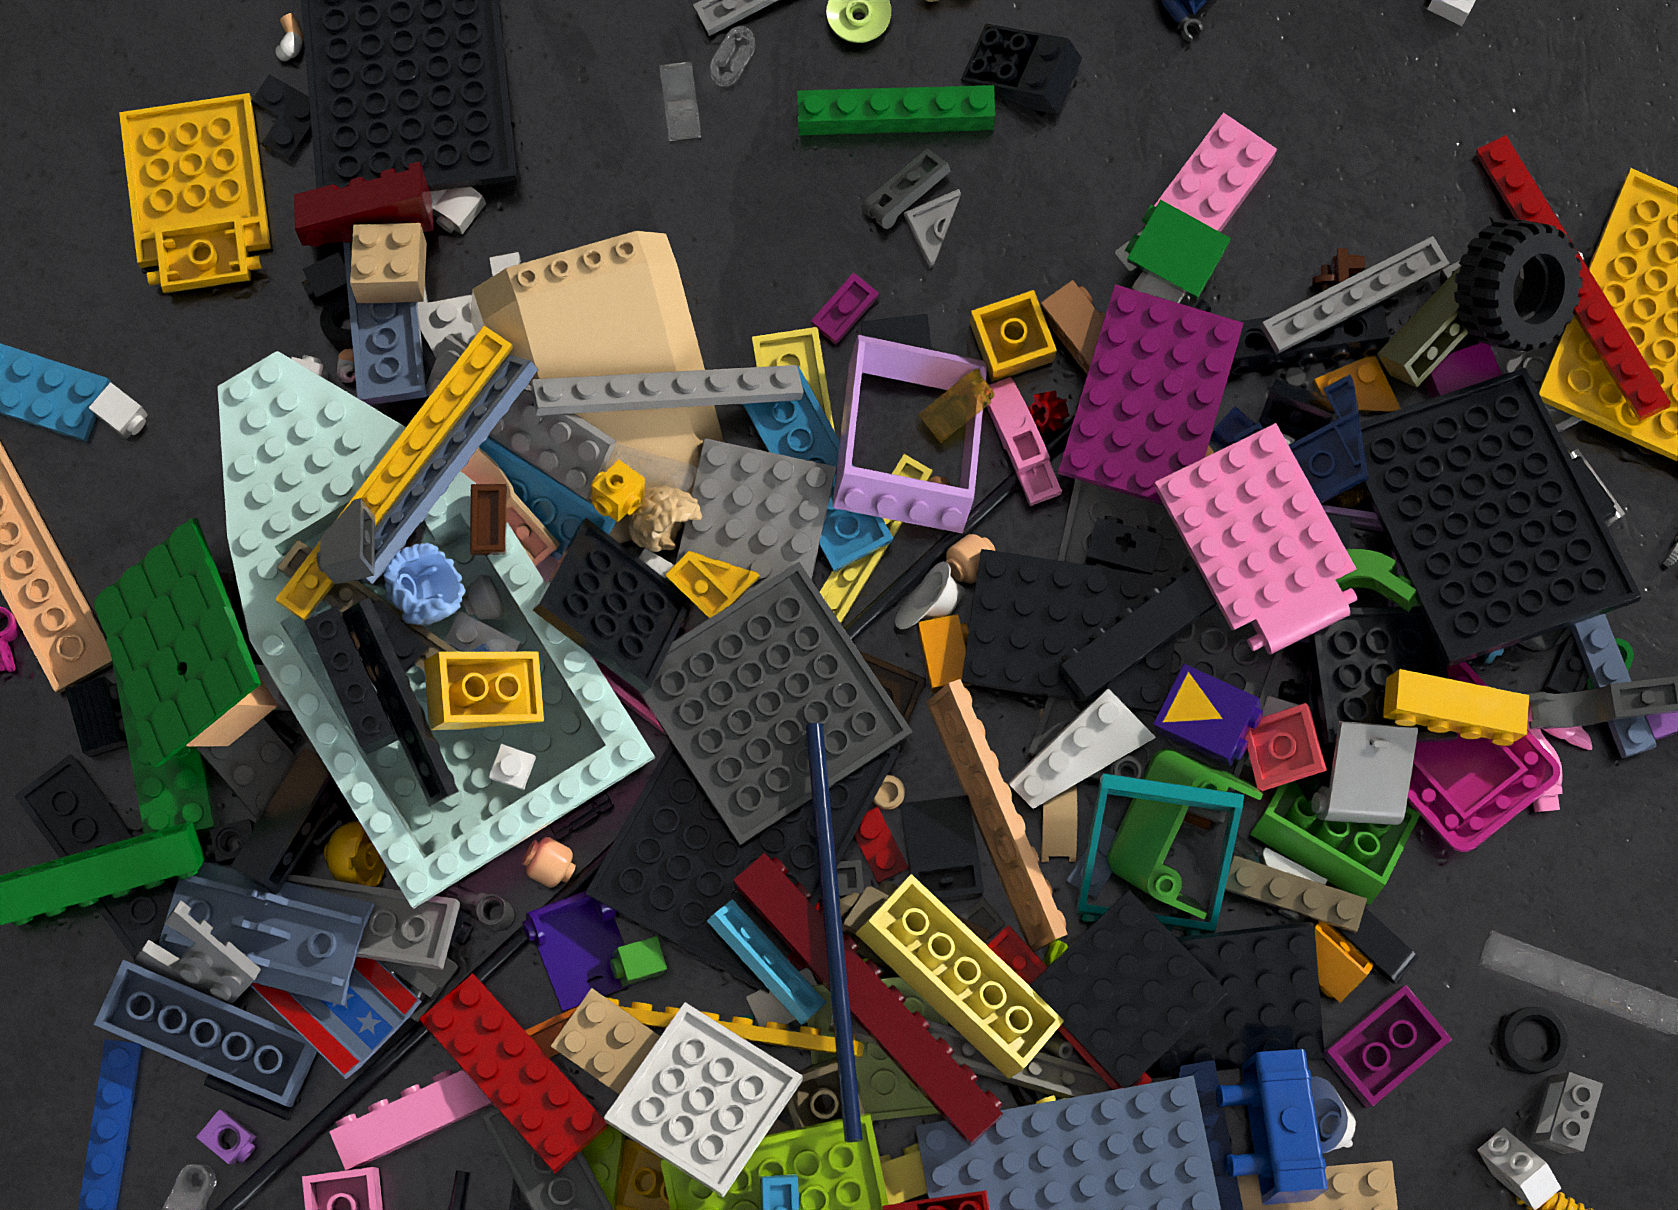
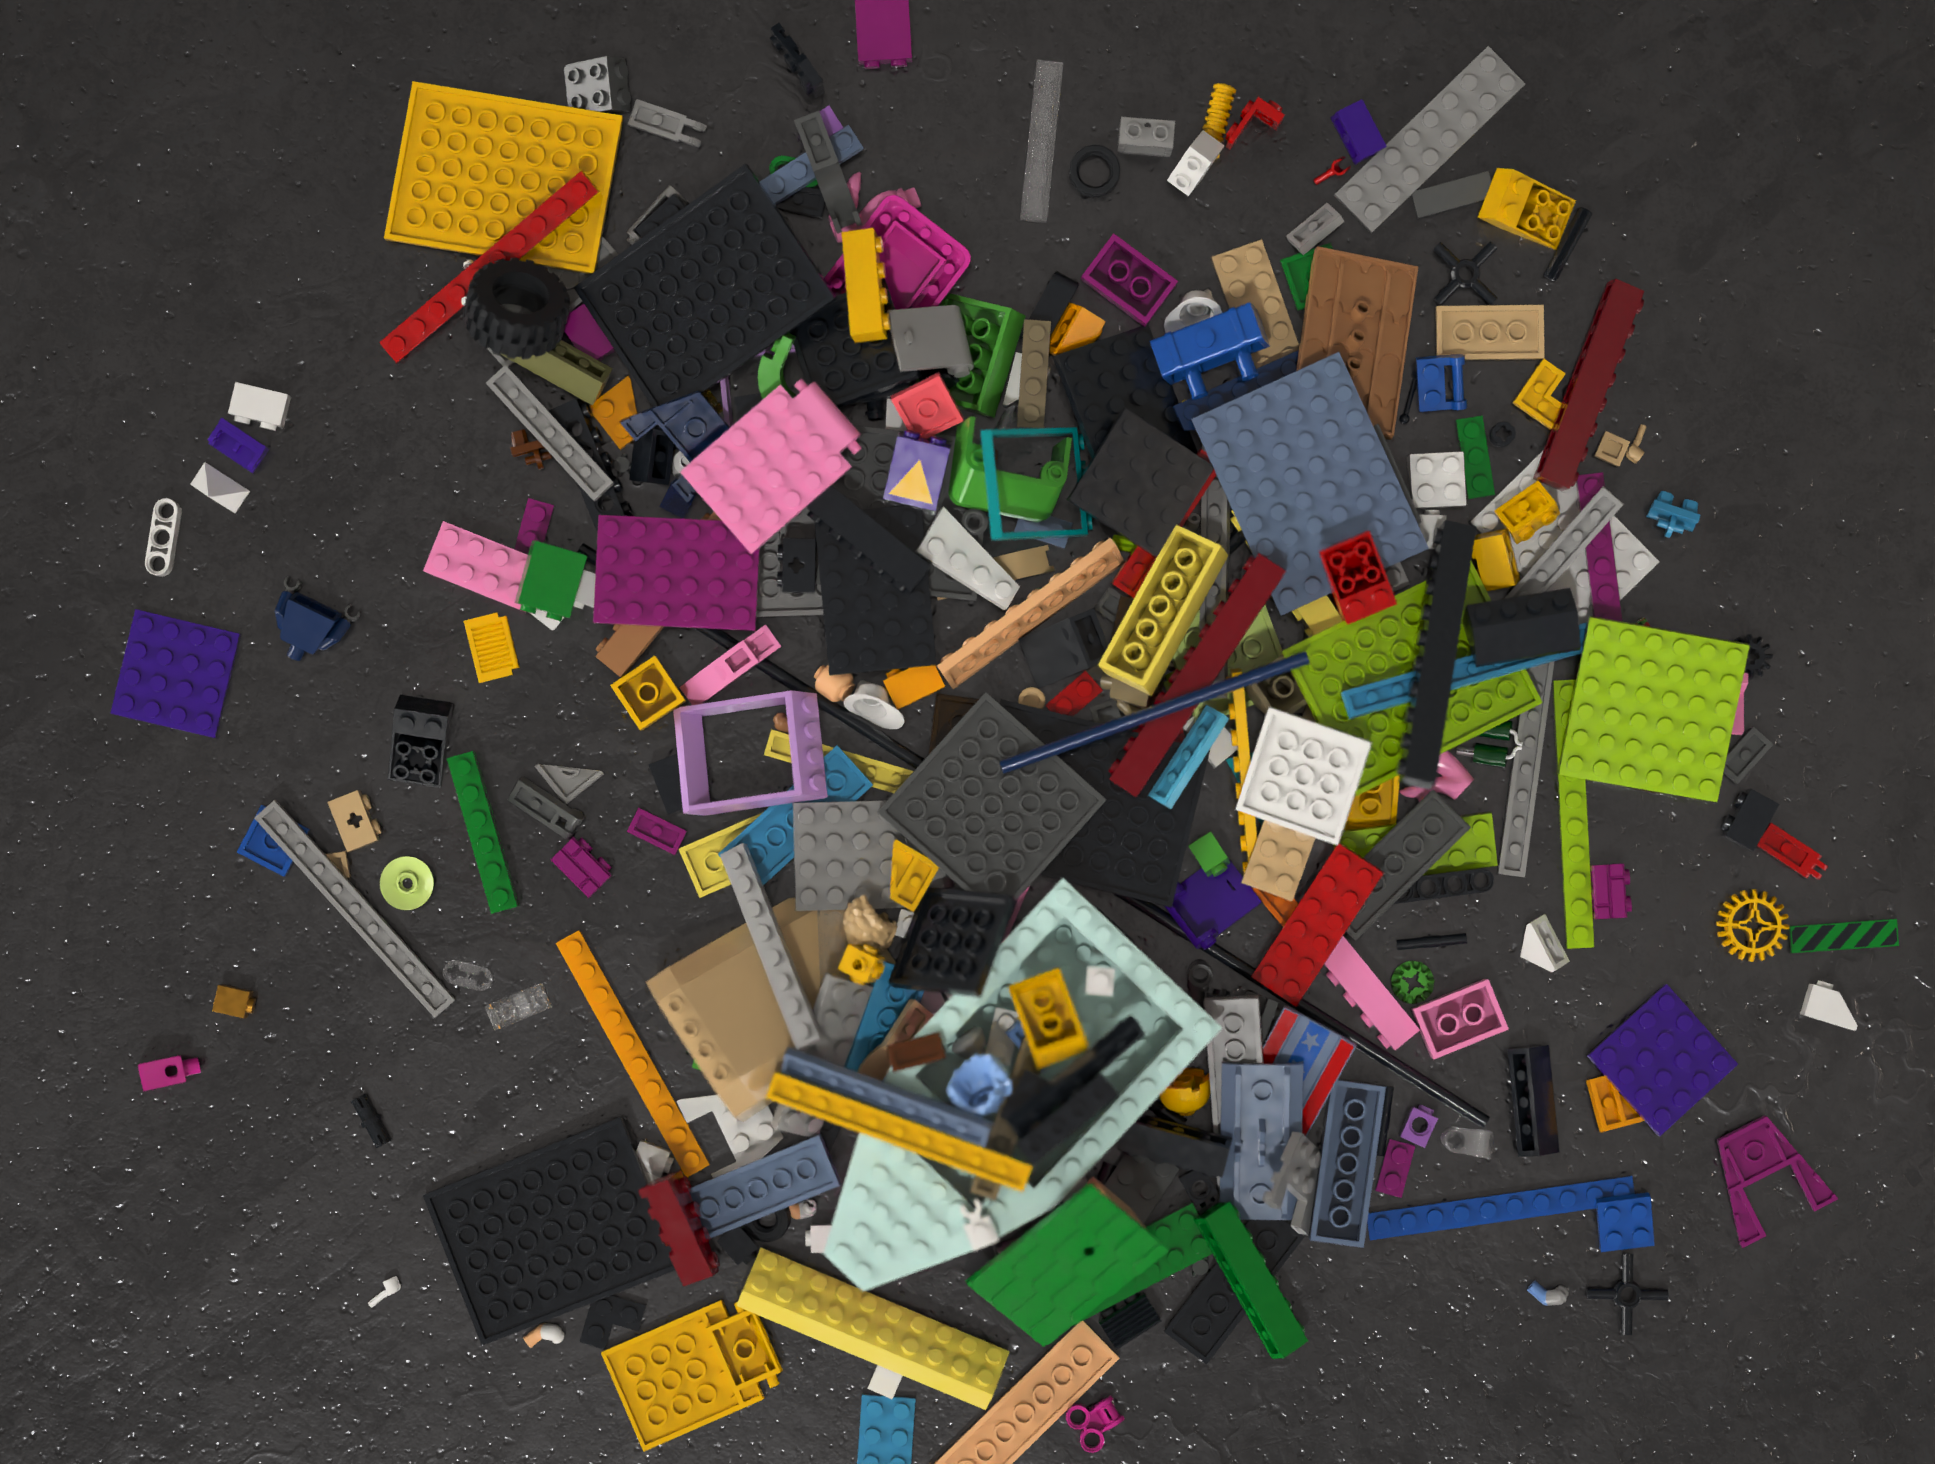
camera: 105 degrees left, 10 degrees up
(176, 407) = (873, 1328): none -> light yellow brick
(185, 1095) = (1395, 1168): none -> magenta plate
(247, 540) = (979, 1229): none -> white plate
(349, 545) = (969, 1146): dark grey slope -> none
(388, 263) = (721, 1194): tan brick -> none
(426, 1176) = (1400, 986): none -> bright green gear
(548, 862) = (1153, 942): light nougat head -> none
(589, 217) = (632, 1053): none -> light orange plate
(825, 212) = (582, 866): none -> magenta brick
(957, 405) = (716, 722): clear yellow hinge -> none
(1048, 411) = (701, 650): red gear -> none
(1112, 176) = (491, 647): none -> yellow window
(1248, 261) = (534, 524): none -> magenta plate

